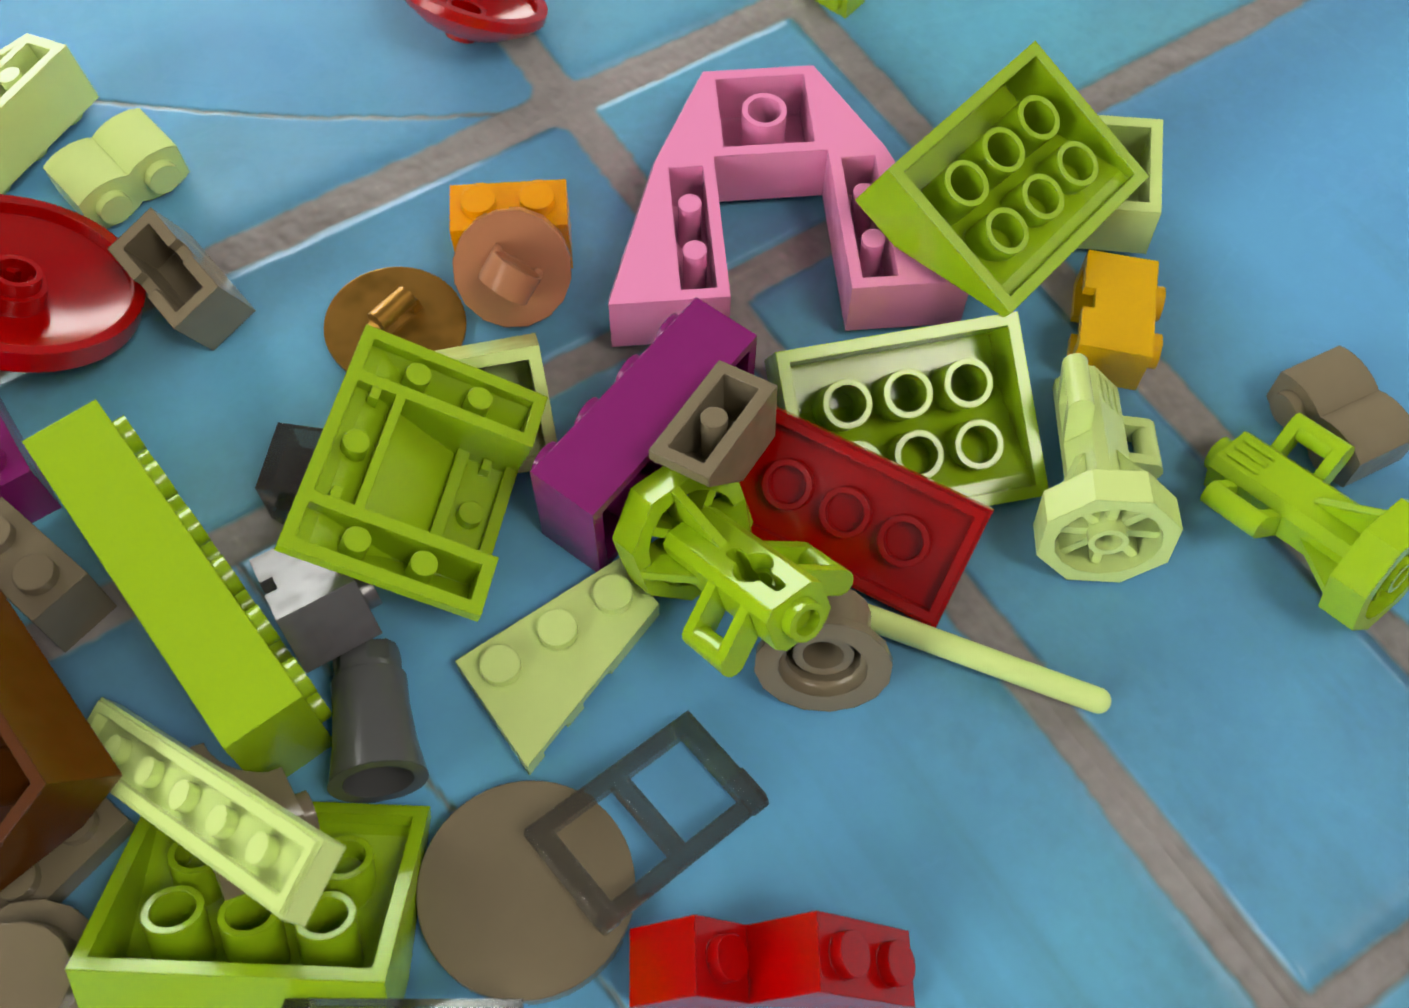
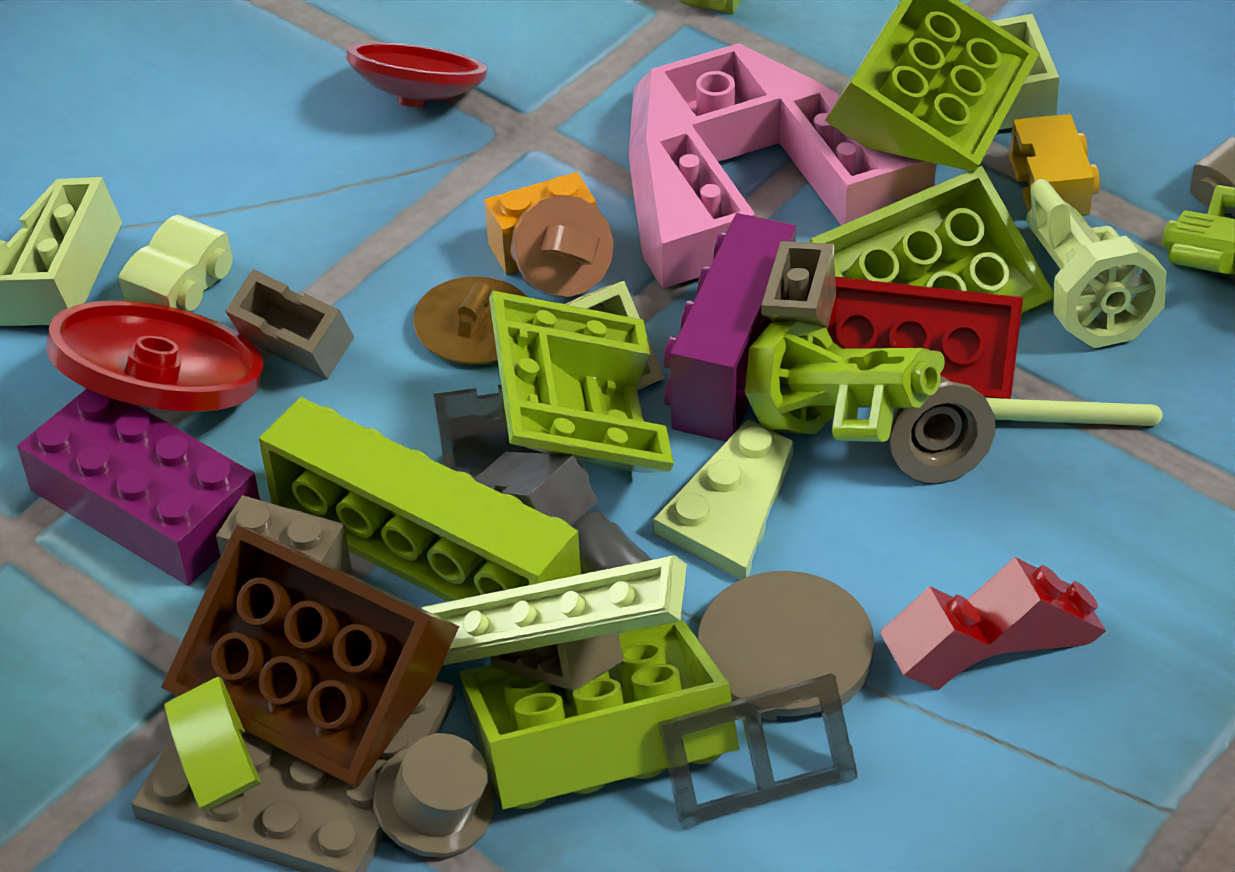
camera: 15 degrees left, 15 degrees down
(616, 779) = (822, 552): clear smoke window -> none

